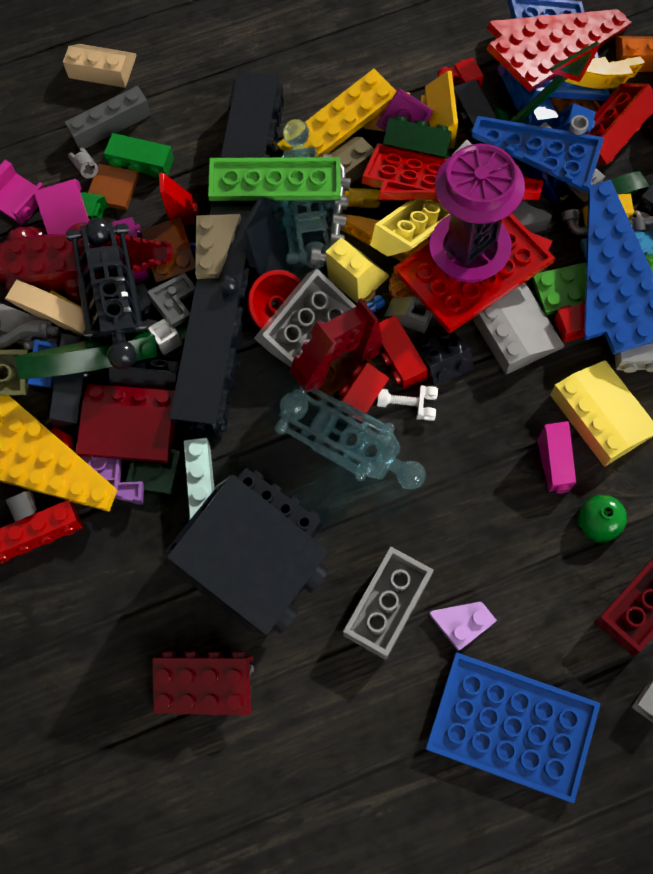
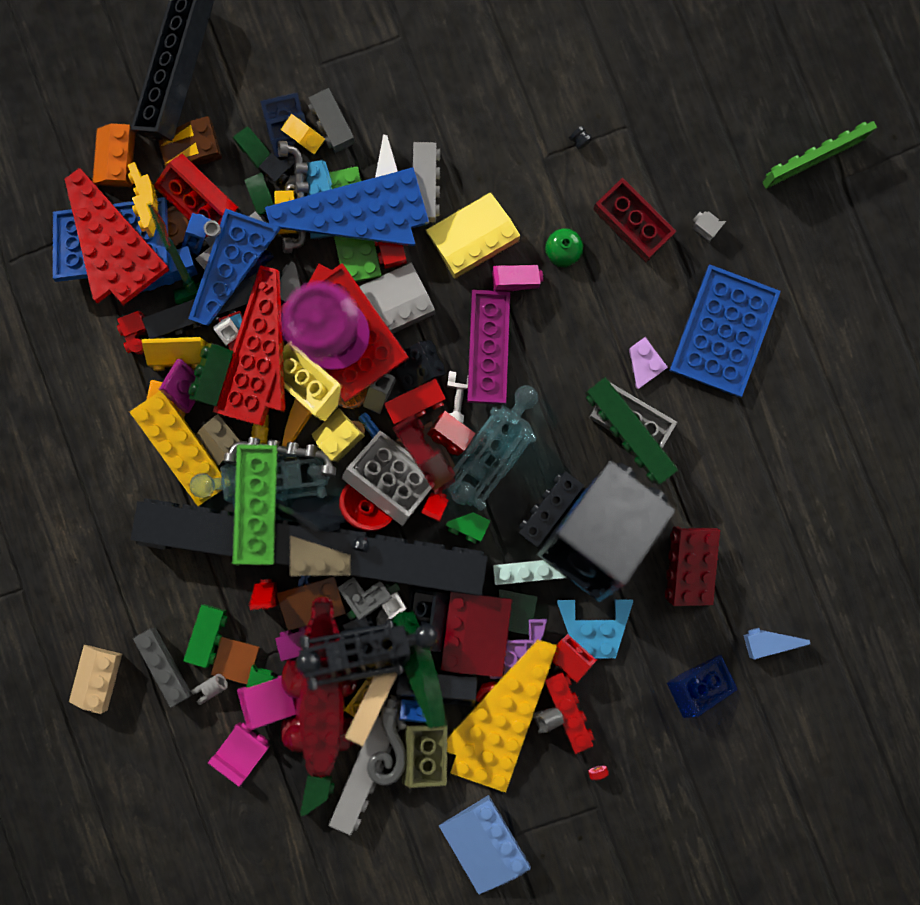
camera: 95 degrees left, 15 degrees up
(50, 700) = (702, 687): none -> clear blue slope
(94, 534) = (572, 658): none -> red brick
(101, 790) = (767, 643): none -> medium blue slope
(120, 566) = (597, 637): none -> dark azure wing
(255, 417) = (471, 525): none -> green slope
(276, 374) = (435, 506): none -> red slope
(371, 592) = (631, 431): none -> dark green brick
(469, 429) = (488, 347): none -> magenta plate

